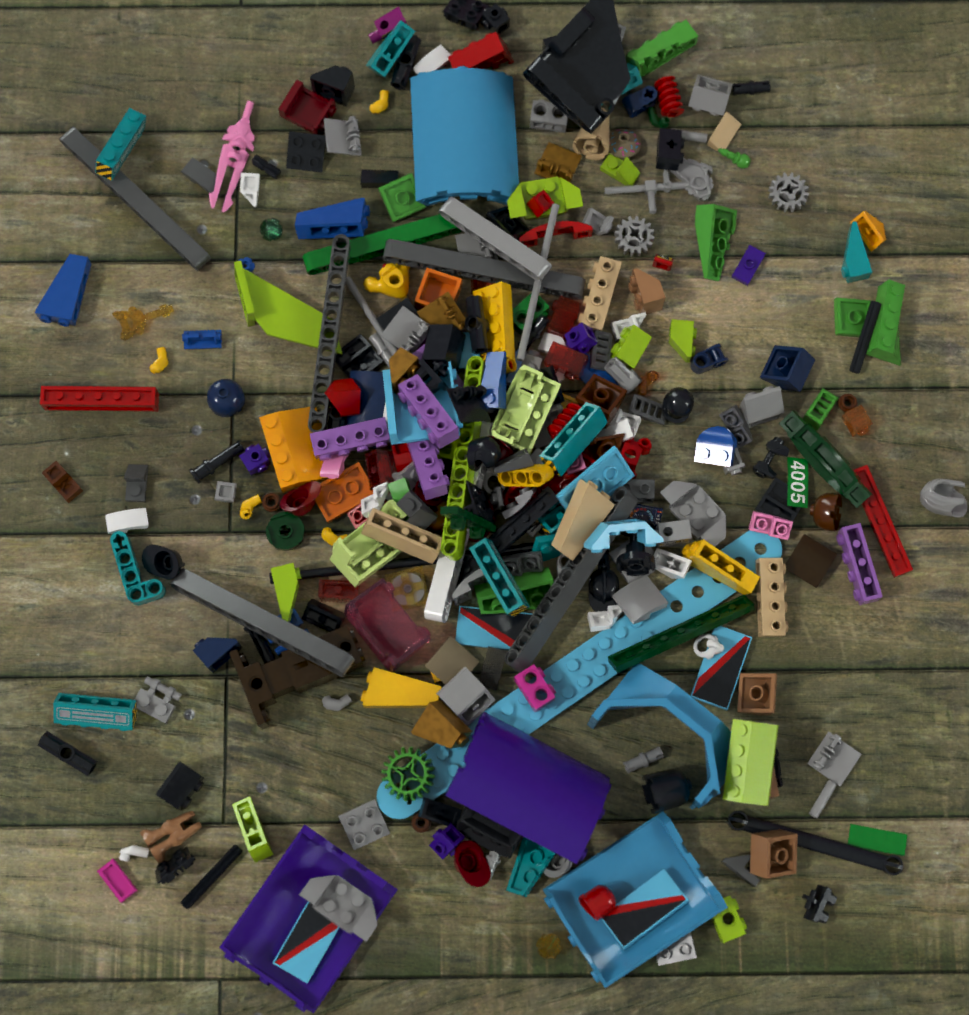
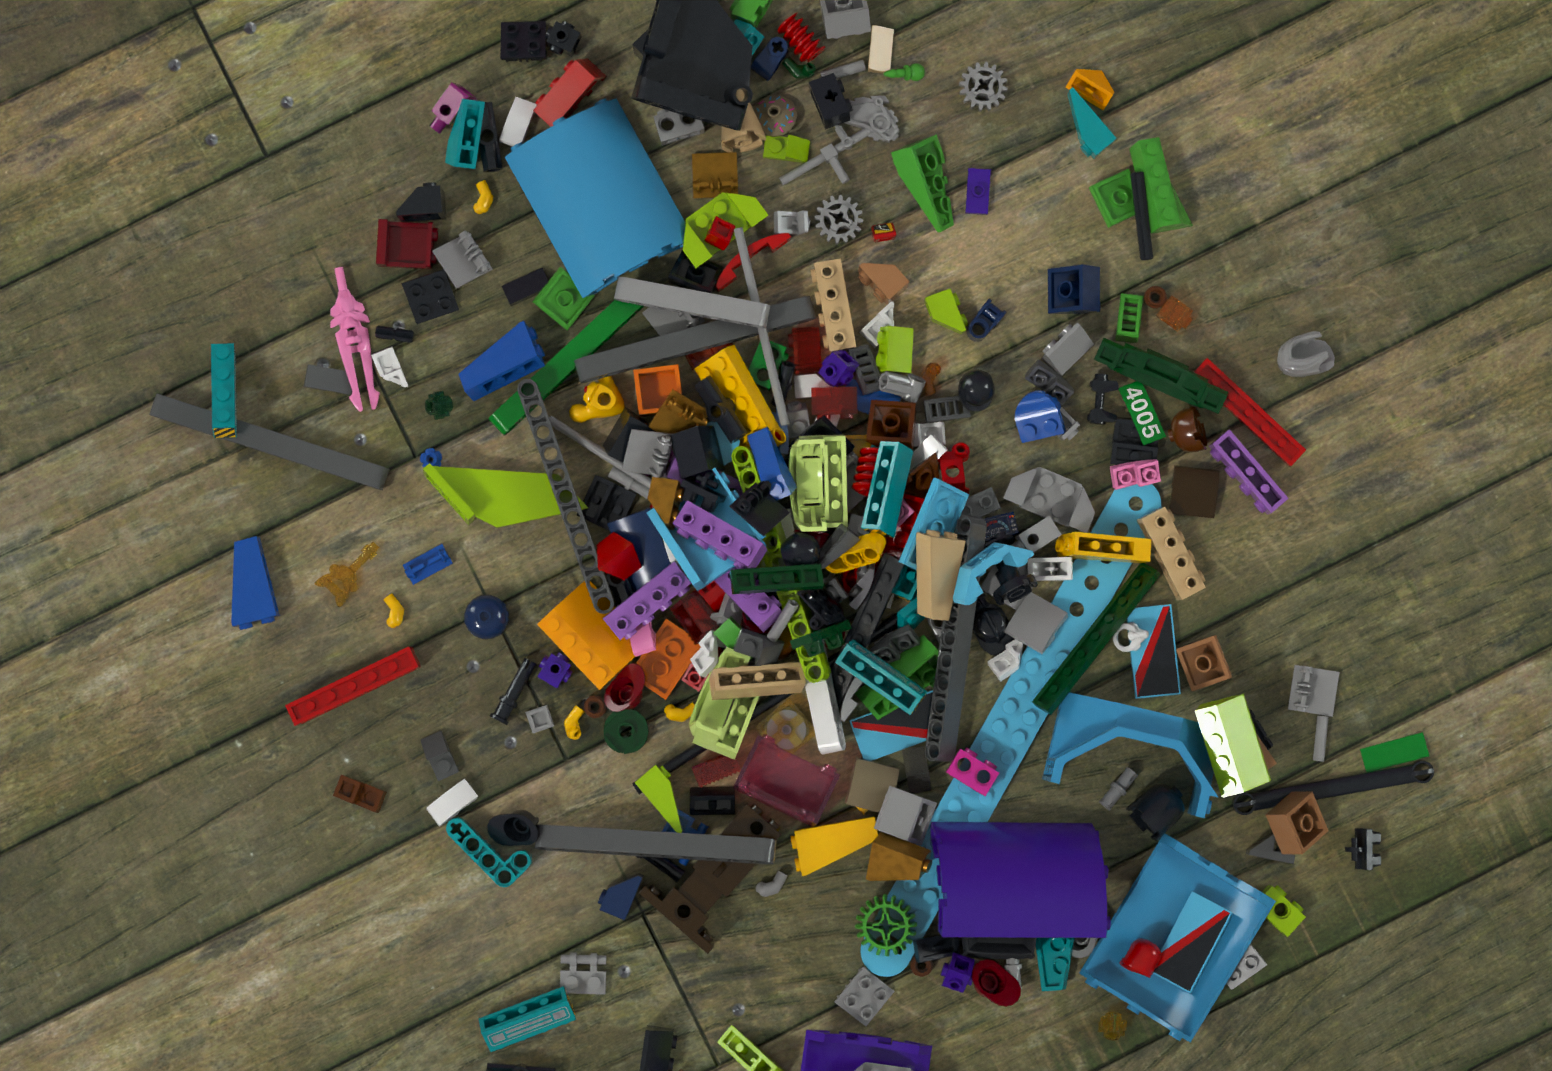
camera: 30 degrees left, 10 degrees up
(444, 497) = (782, 620): none -> light grey piece
(455, 460) = (776, 579): none -> dark green hinge

